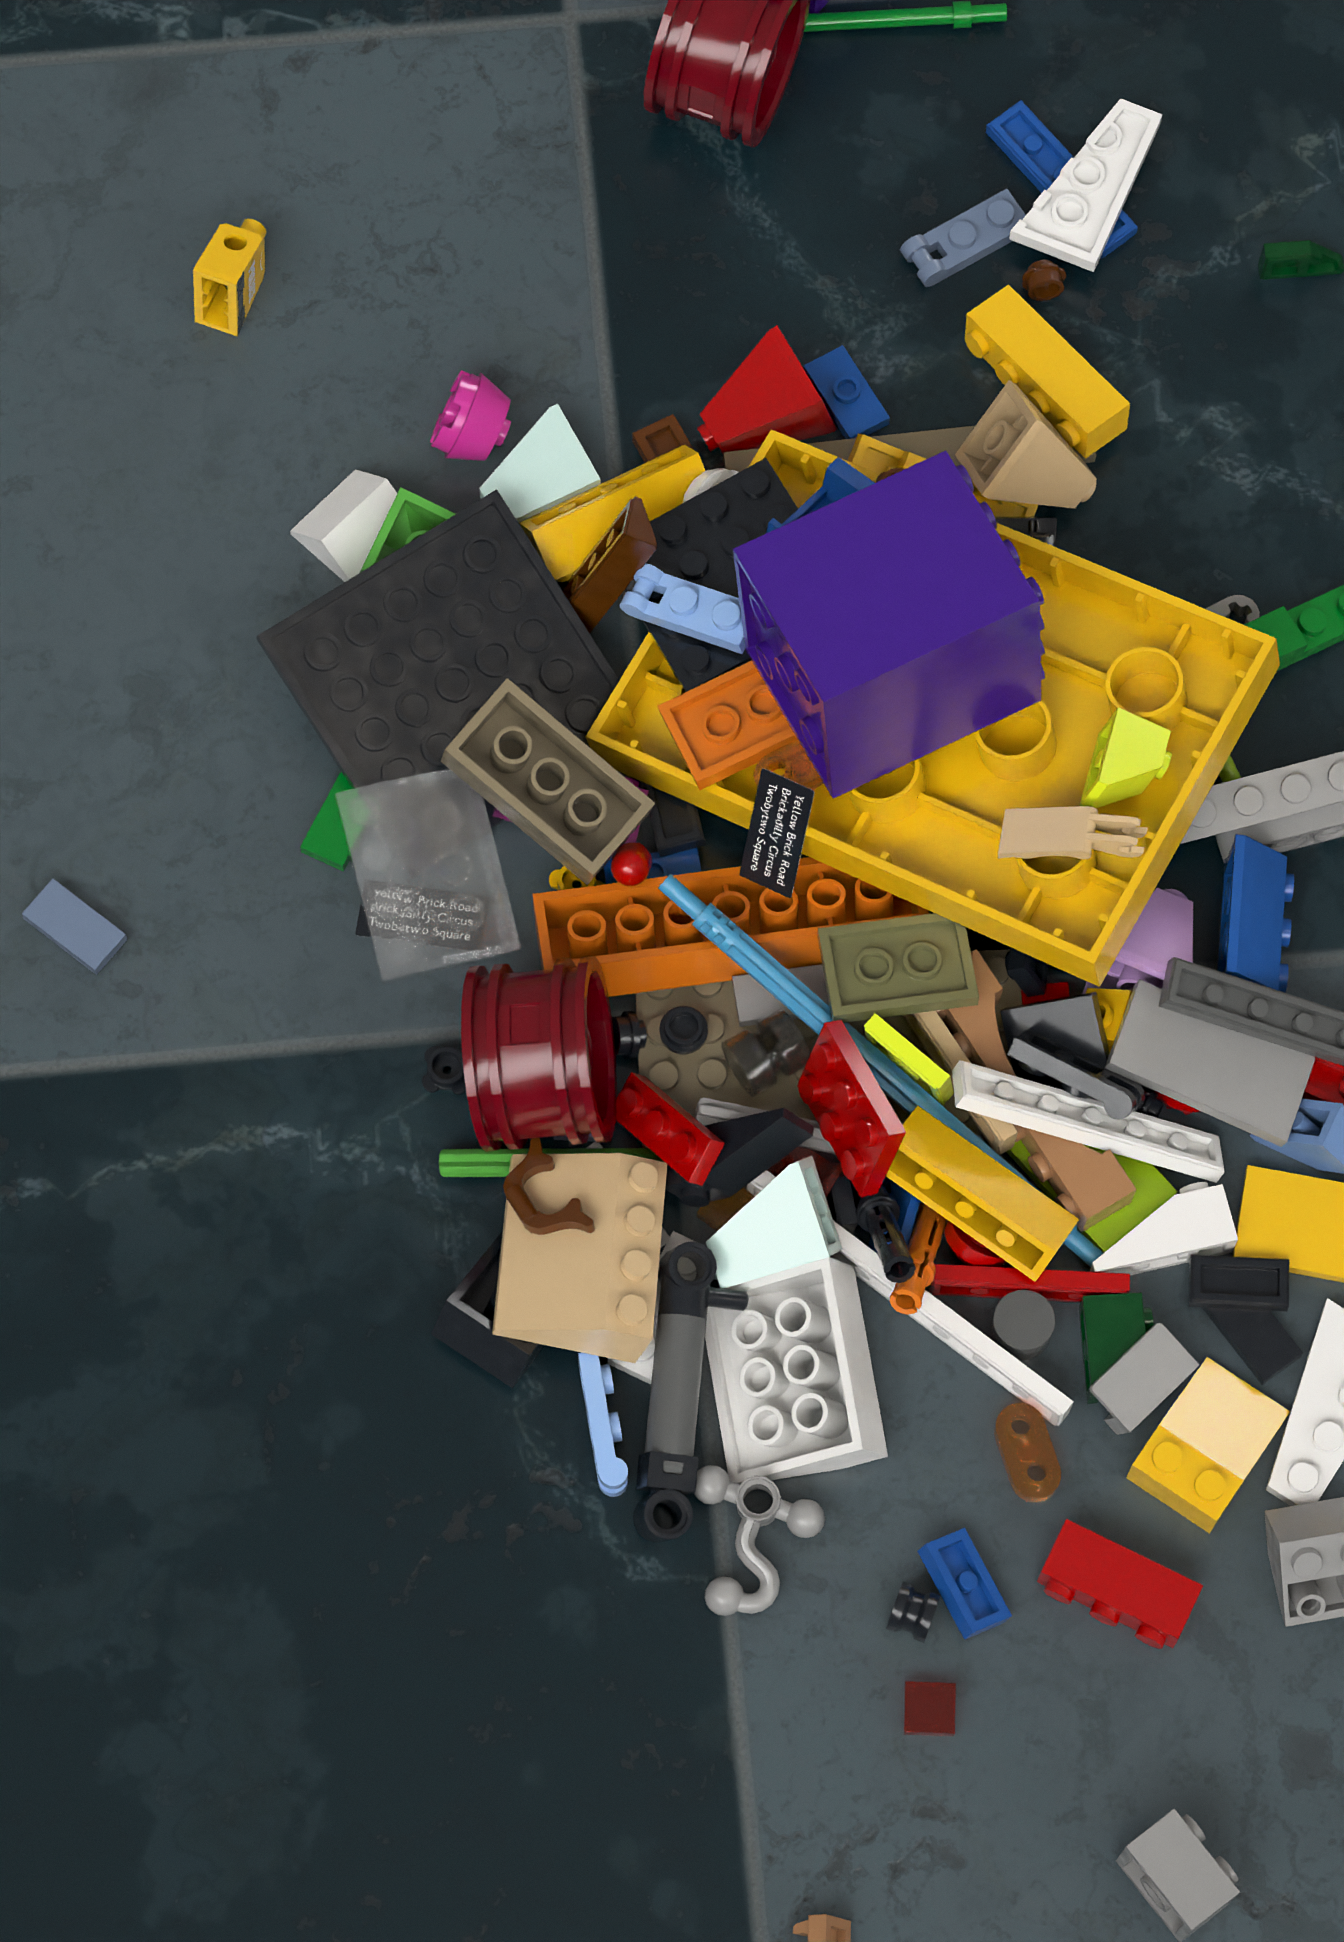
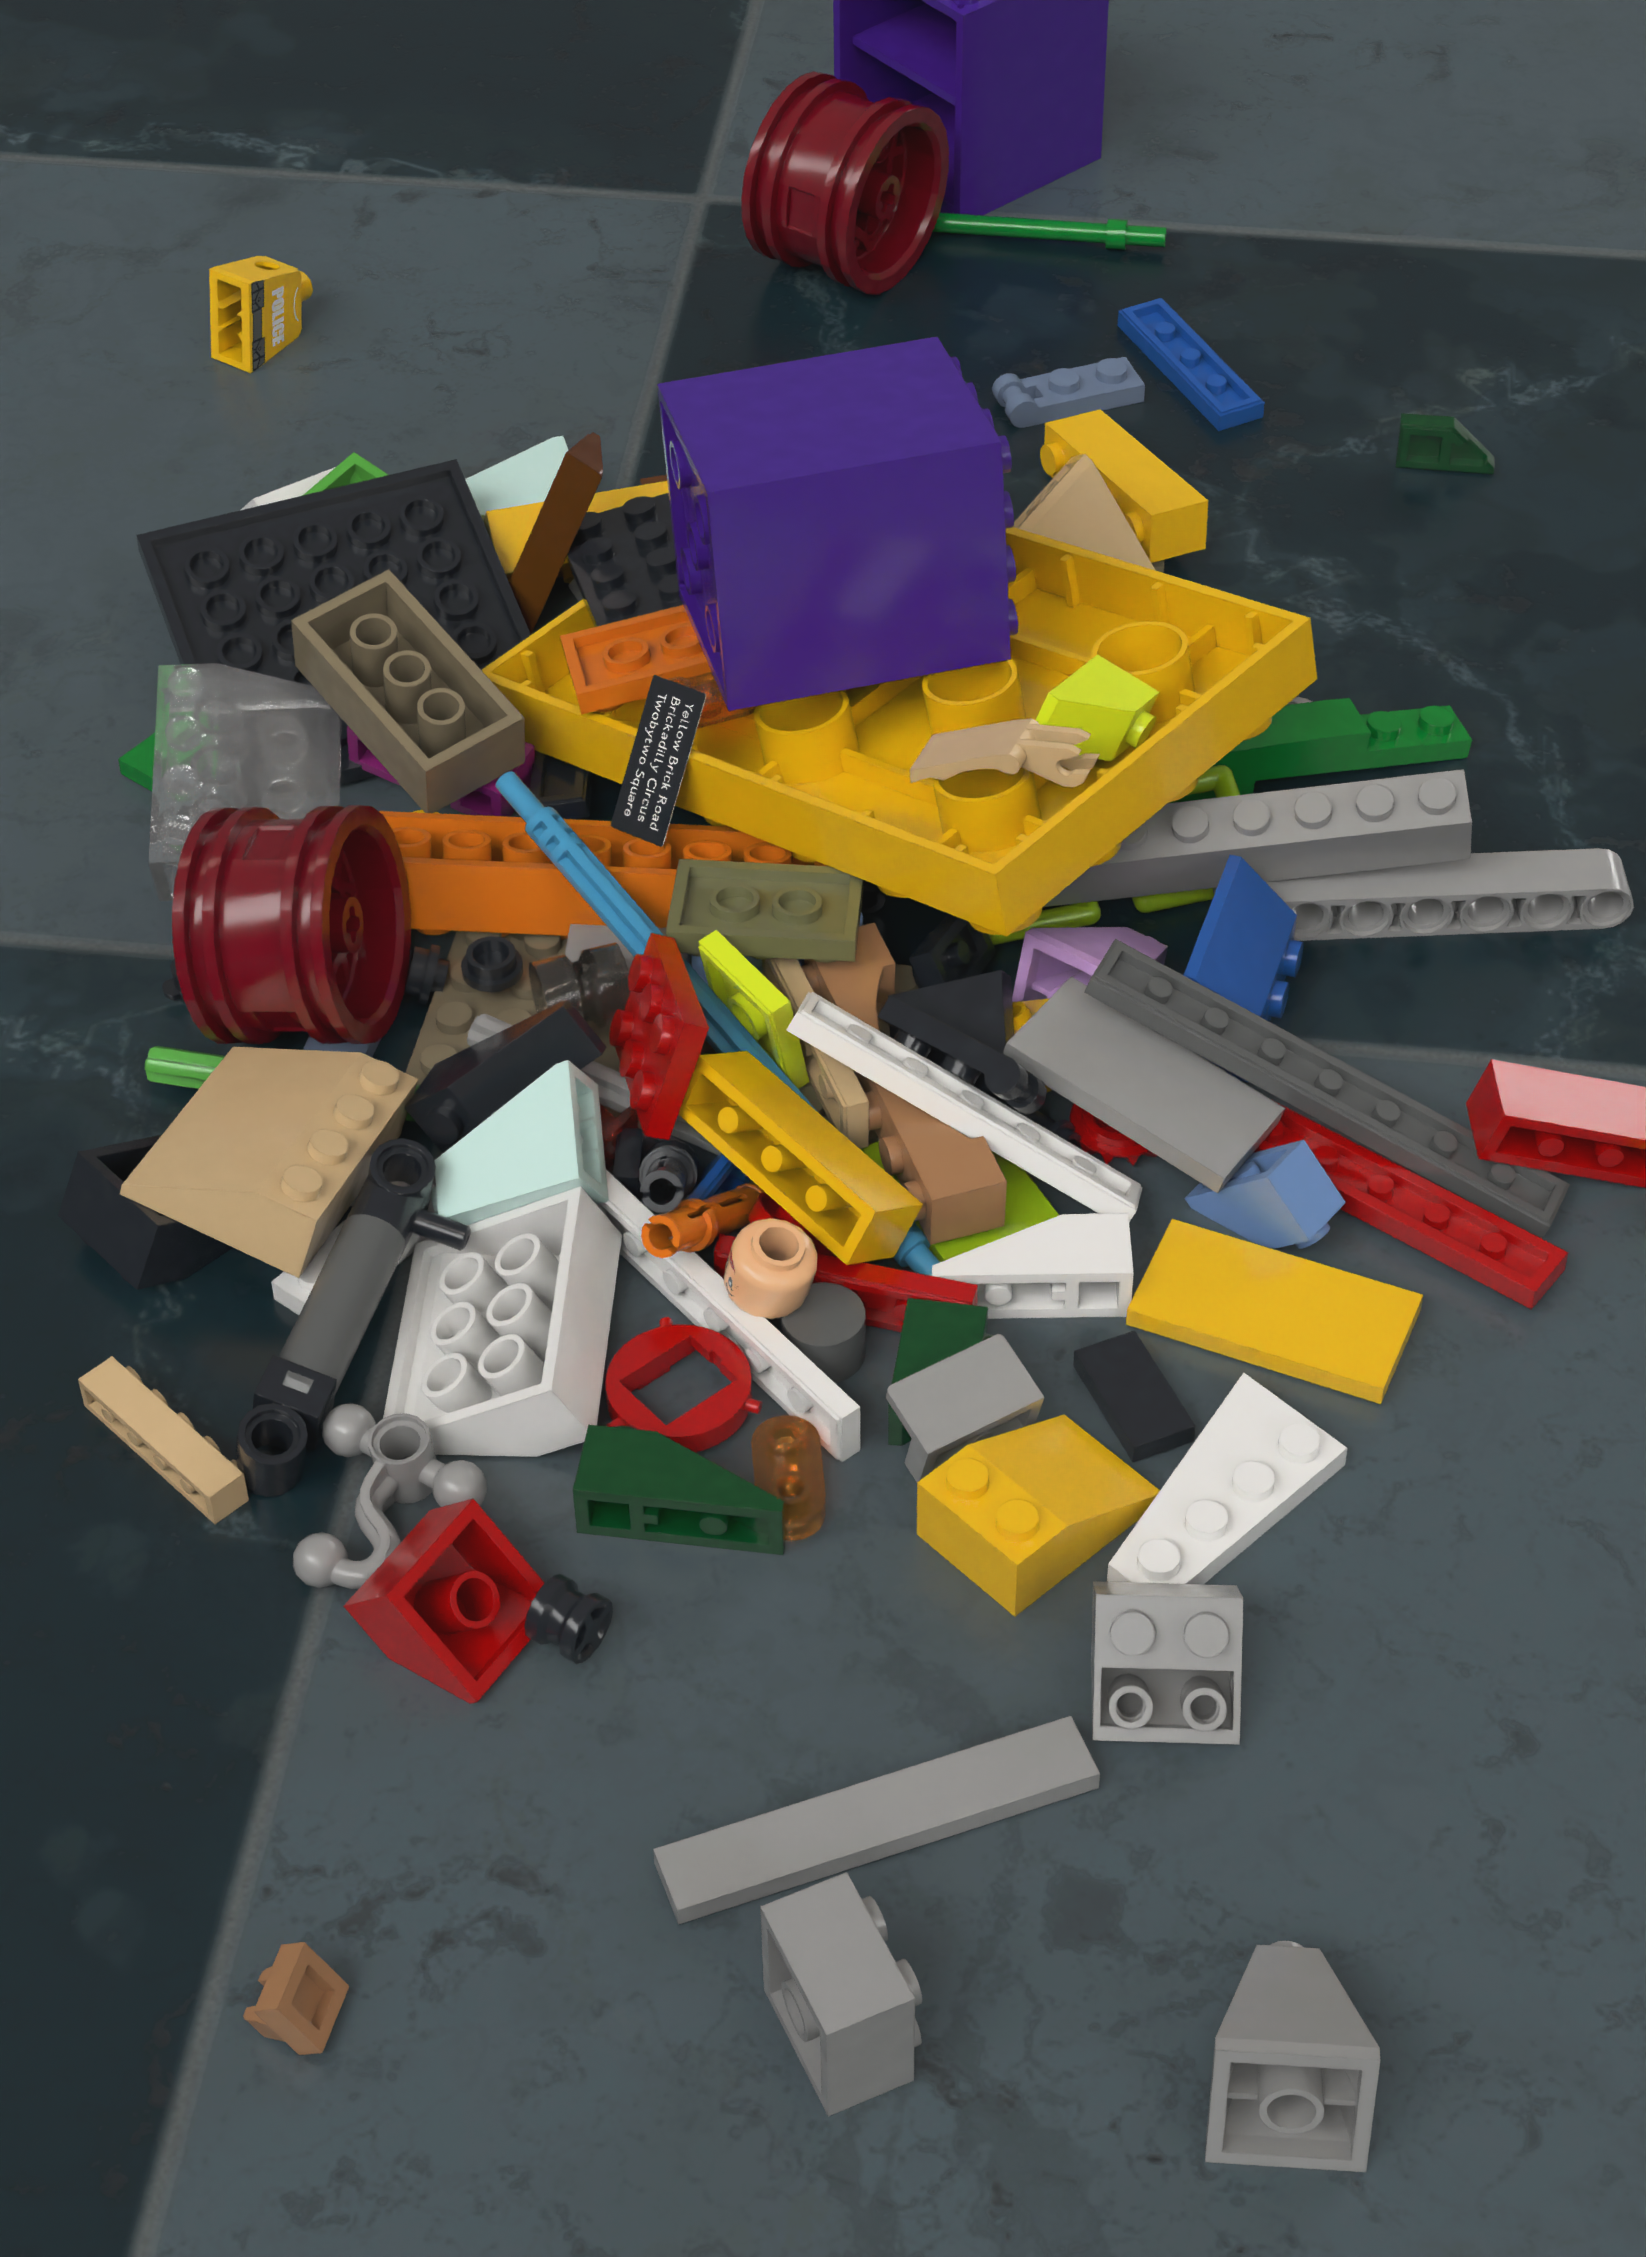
camera: 15 degrees right, 25 degrees down
(472, 419) = (465, 430): dark pink cone -> none
(533, 1220) = (227, 1093): reddish brown helmet -> none
(577, 1513) = (164, 1439): none -> tan piece
(603, 1426) = (233, 1342): light blue plate -> none
(631, 864) = (478, 793): red cylinder -> none
(667, 1129) = (429, 1044): red plate -> none
(686, 608) = (618, 554): light blue plate -> none
(829, 1614) = (450, 1601): none -> red slope
(900, 1371) = (652, 1355): none -> red piece
(929, 1708) = (554, 1744): clear red tile -> none
(941, 1490) = (662, 1492): none -> dark green slope
(964, 1583) = (650, 1600): blue plate -> none
(984, 1301) = (770, 1268): none -> light nougat head
(1044, 280) = (1153, 415): reddish brown plate -> none
(1089, 194) = (1218, 359): white wing -> none
(1119, 1585) = (866, 1637): red brick -> none
(1159, 1721) = (875, 1819): none -> light grey tile
(1238, 1283) = (1125, 1331): black tile -> none

